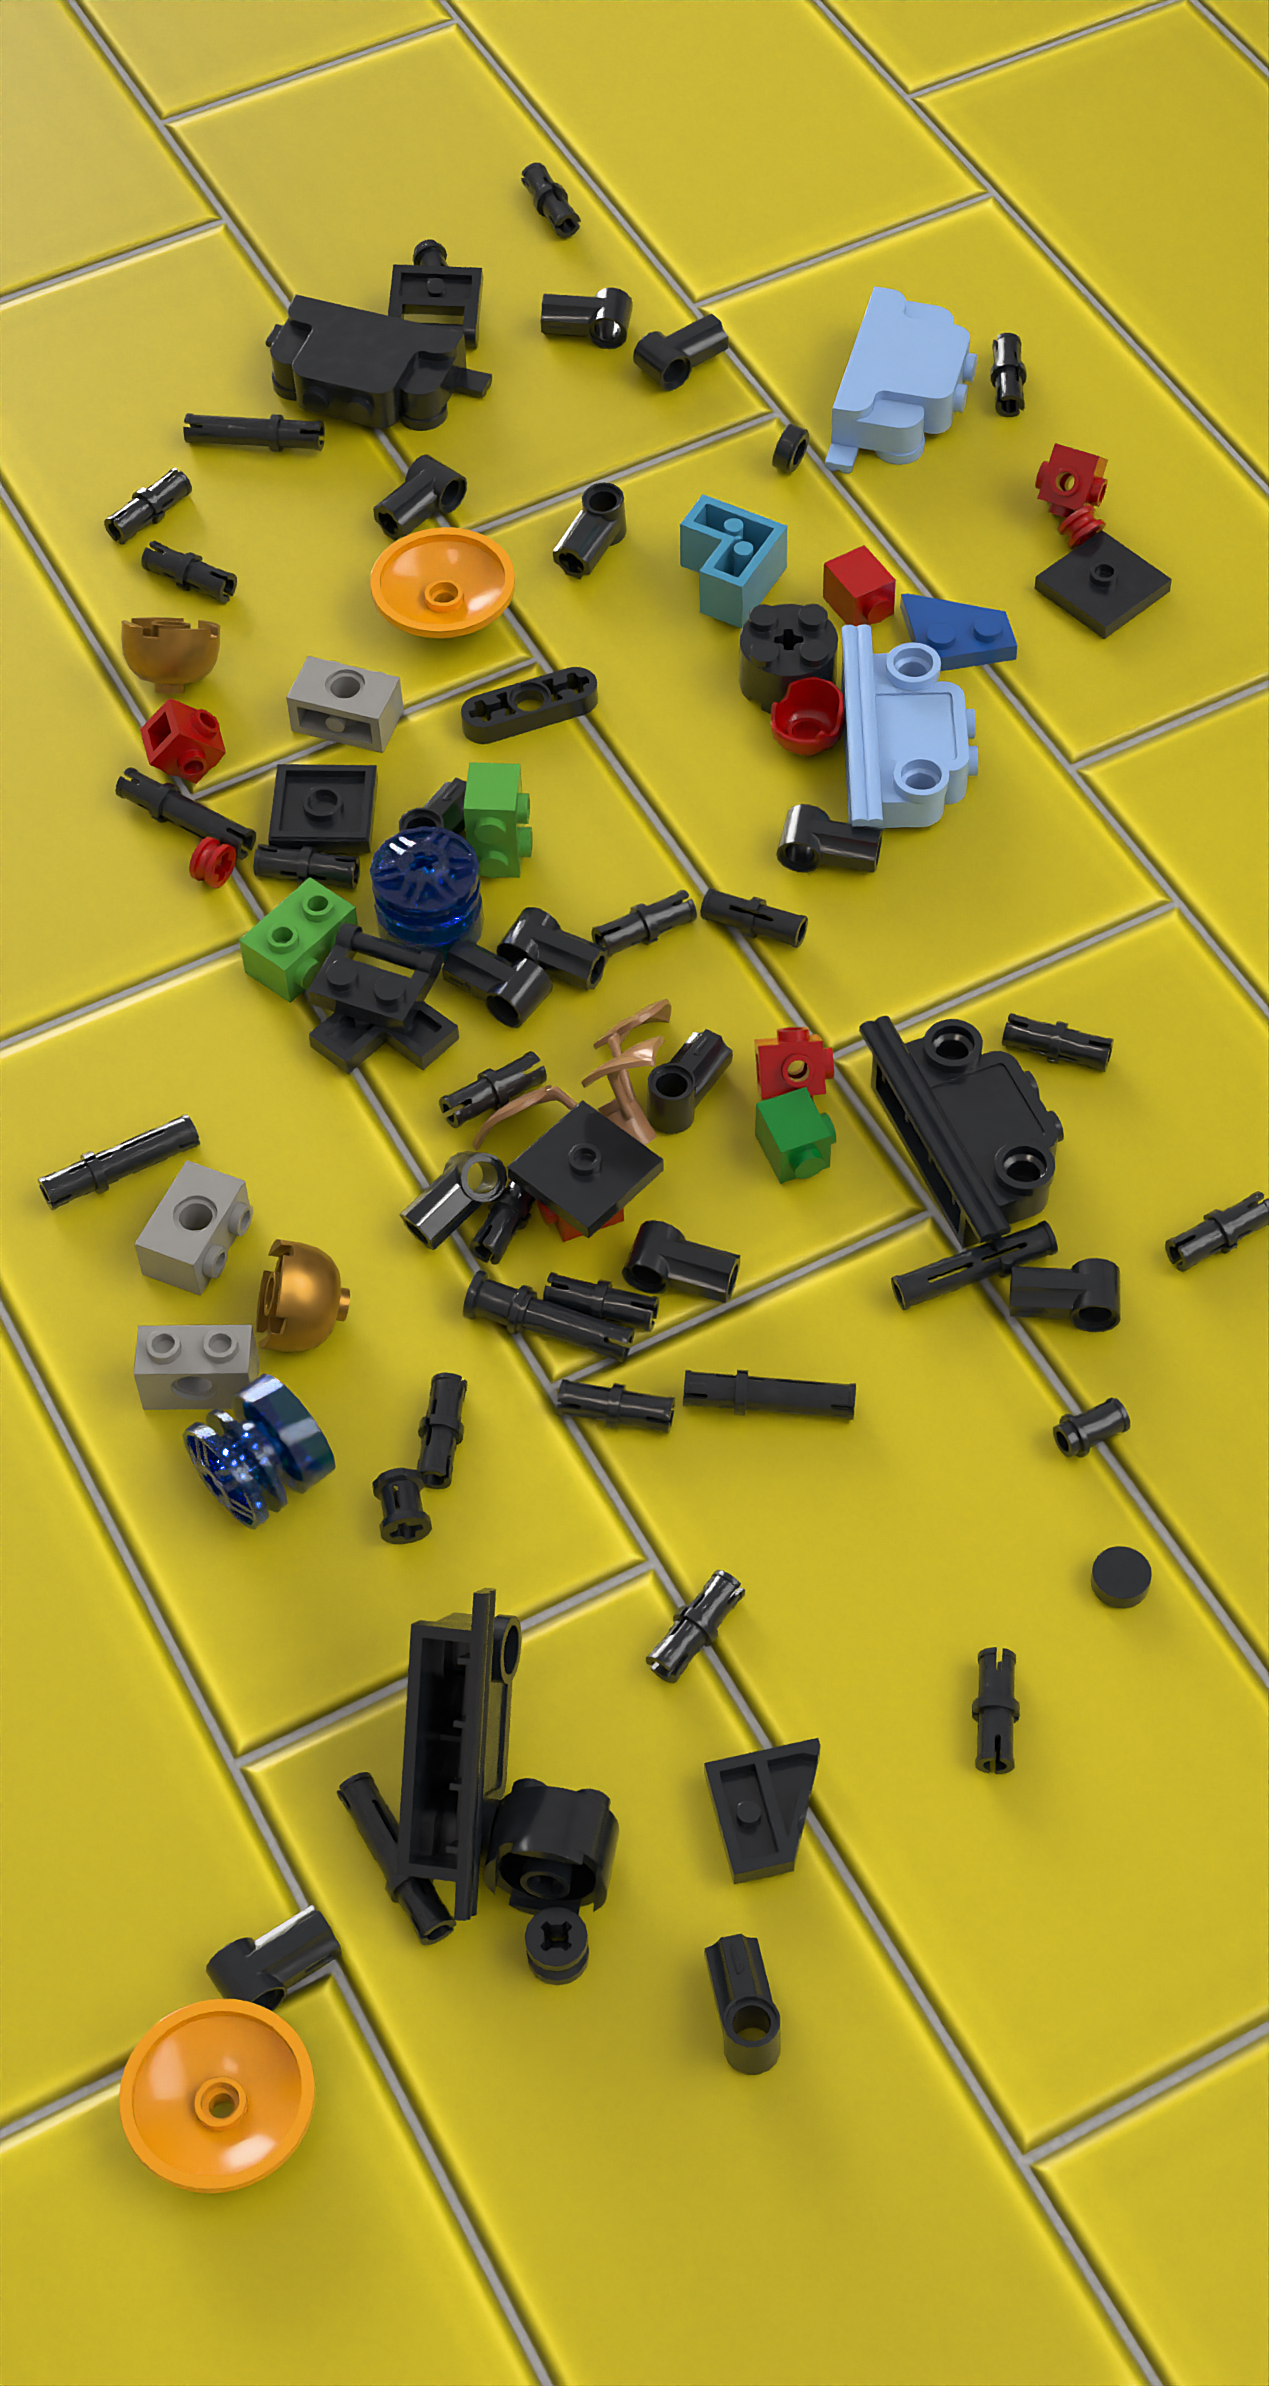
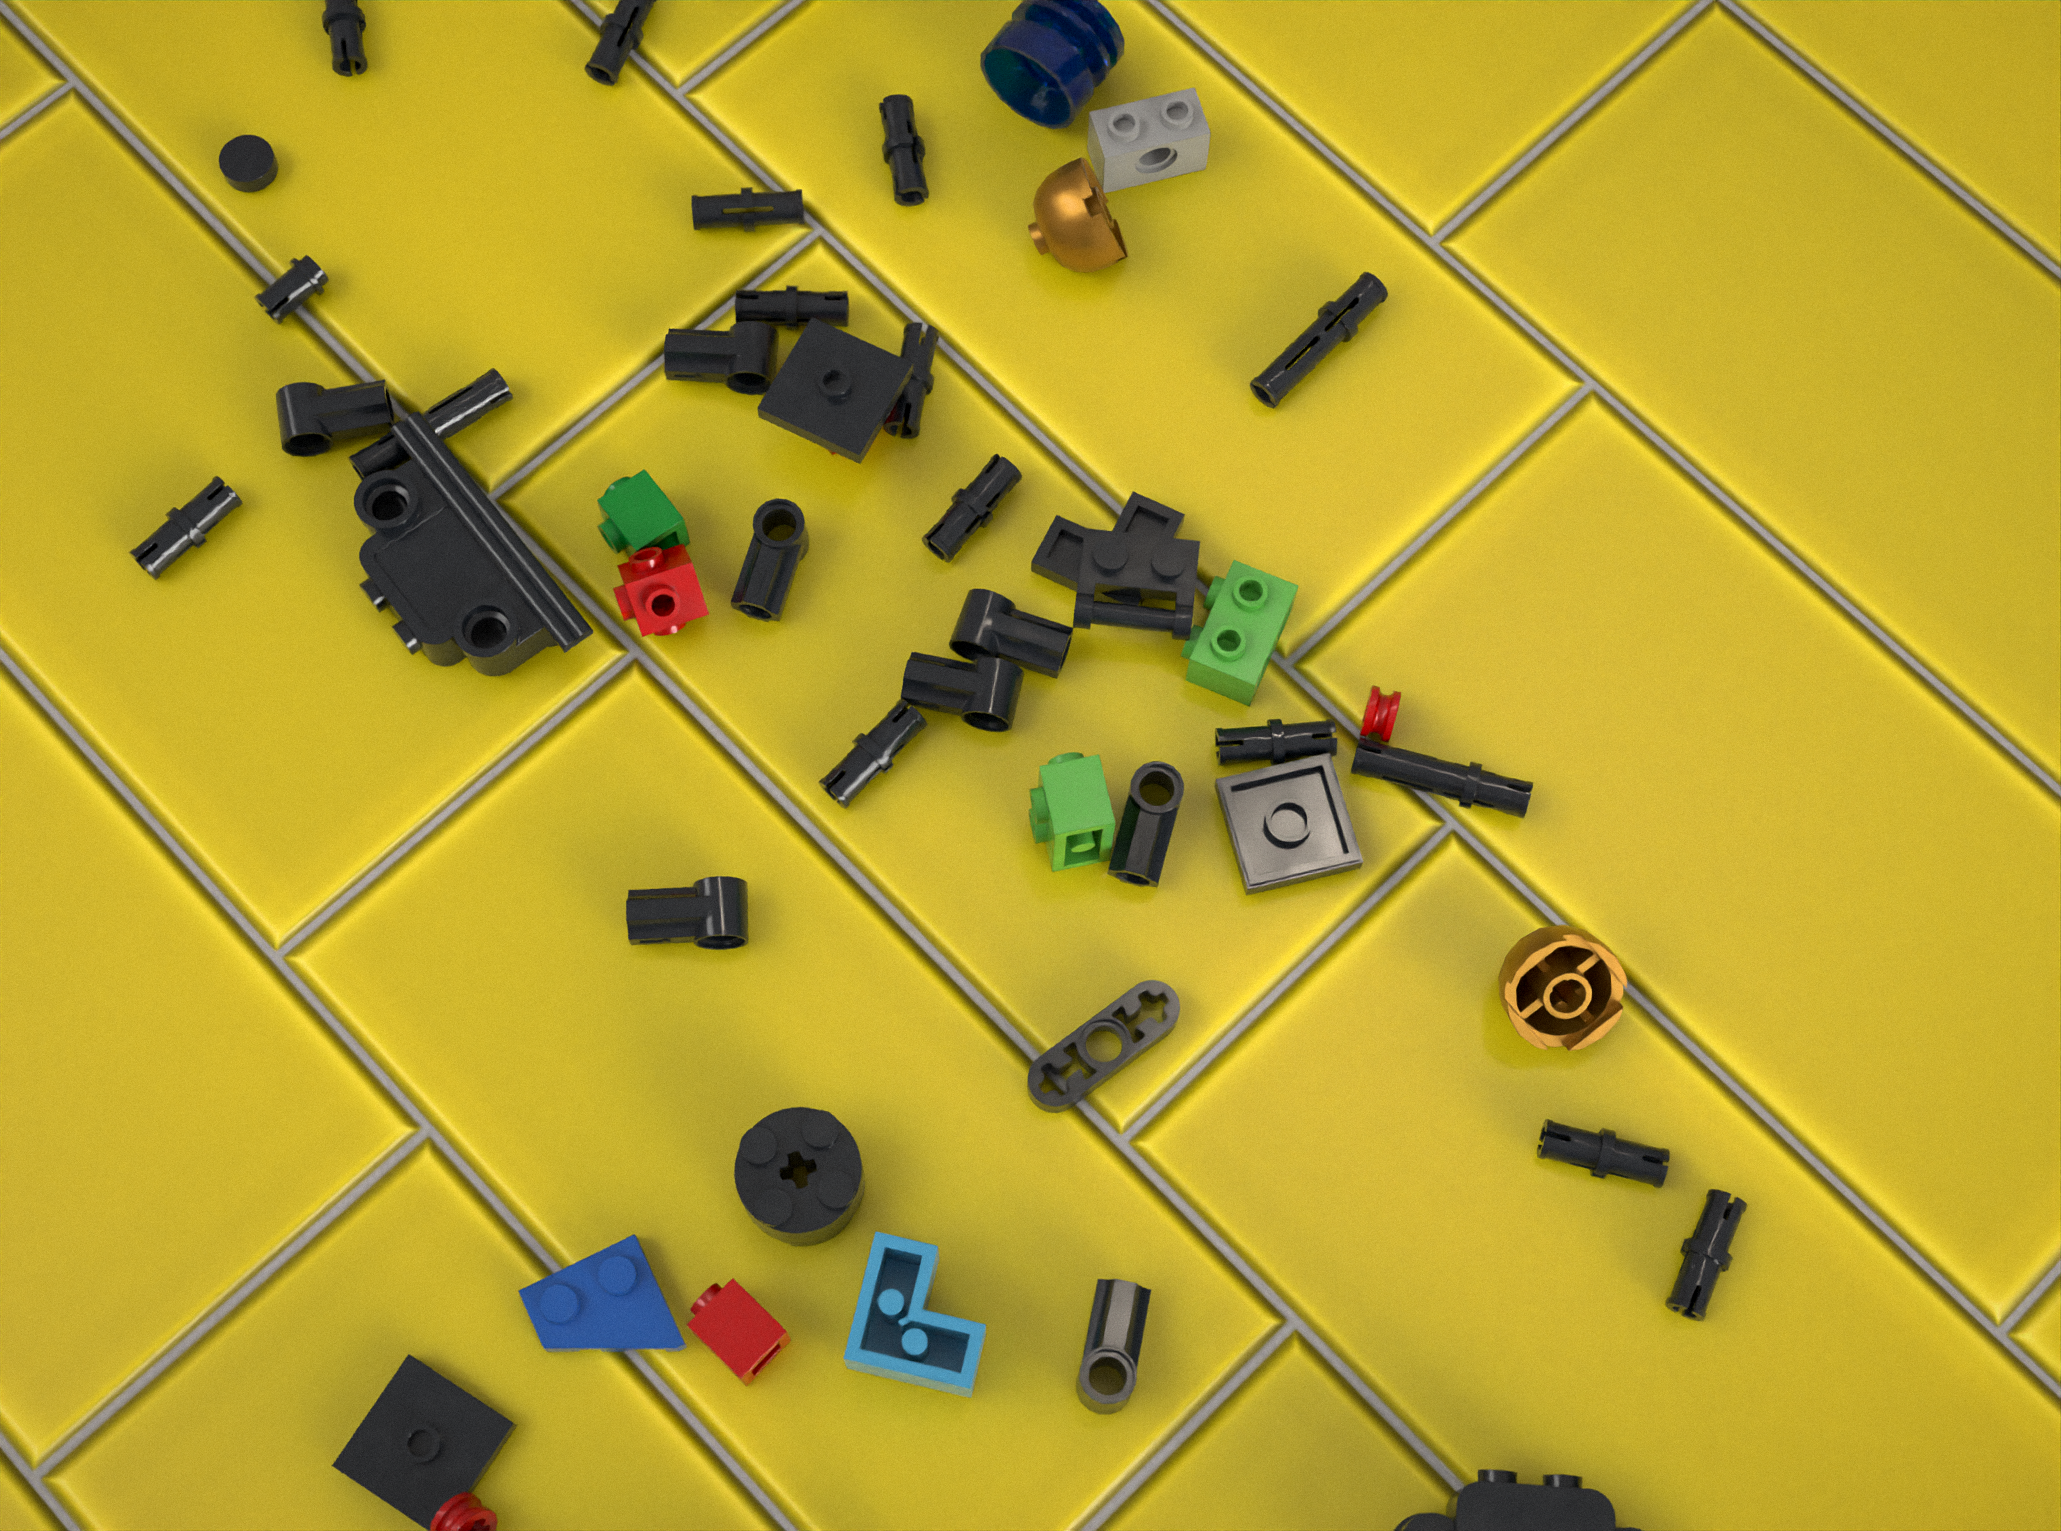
camera: 160 degrees right, 15 degrees up
(183, 741) = (1481, 854): red brick -> none
(195, 1200) = (1218, 251): light grey brick -> none
(271, 432) = (1612, 1427): black pin -> none
(345, 704) = (1350, 958): light grey brick -> none
(401, 1506) = (913, 67): black bush -> none
(426, 489) = (1353, 1368): black piece -> none
(427, 889) = (1117, 725): clear blue wheel -> none
(442, 582) = (1278, 1136): light orange dish -> none
(451, 1200) = (959, 377): piece -> none
(523, 1311) = (863, 277): black pin -> none
(623, 1109) = (807, 444): medium nougat plant -> none
(754, 917) = (752, 792): black pin -> none
(769, 1394) = (539, 260): black pin -> none
(809, 717) = (752, 1081): red hair -> none
(902, 734) = (633, 1079): light blue brick -> none
(1057, 1042) = (384, 714): black pin -> none

